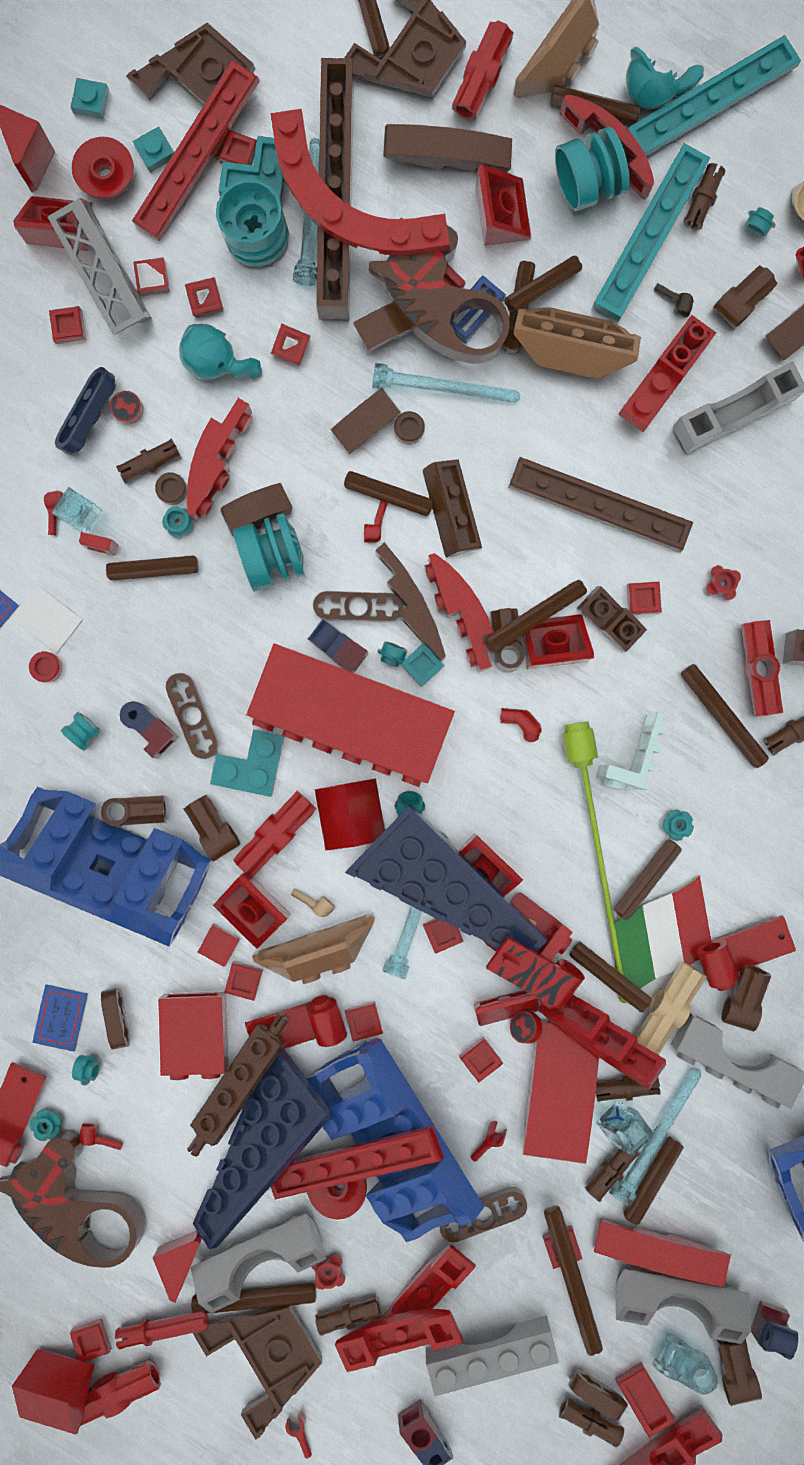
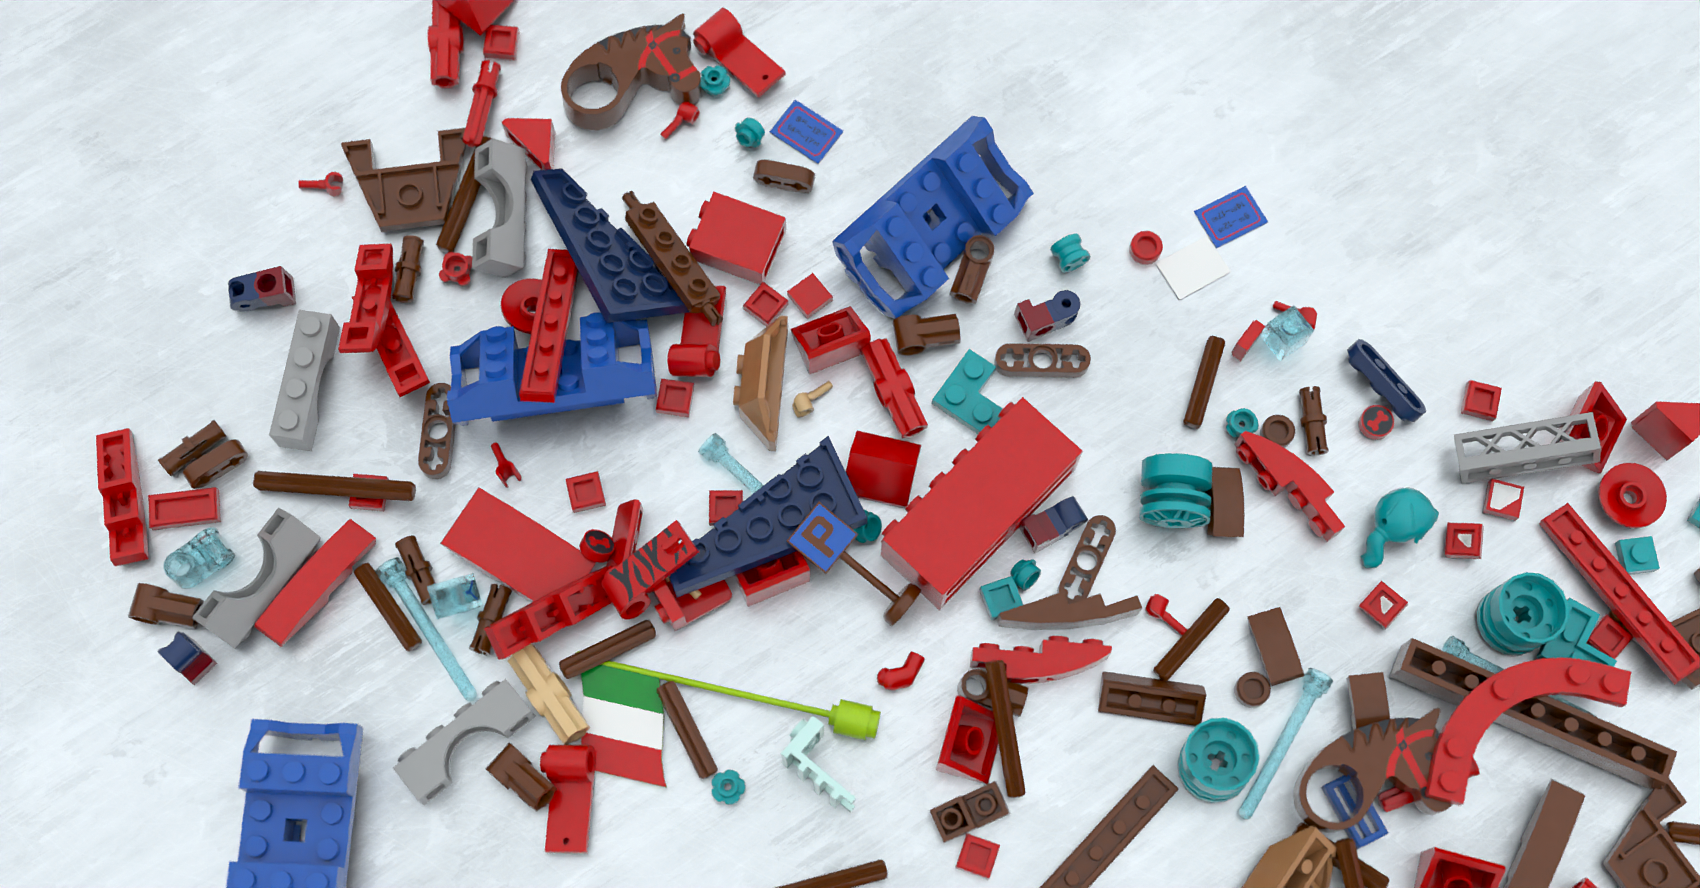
camera: 115 degrees right, 15 degrees down
(443, 833) = (823, 541): none -> piece
(484, 412) = (1231, 745): none -> teal wheel

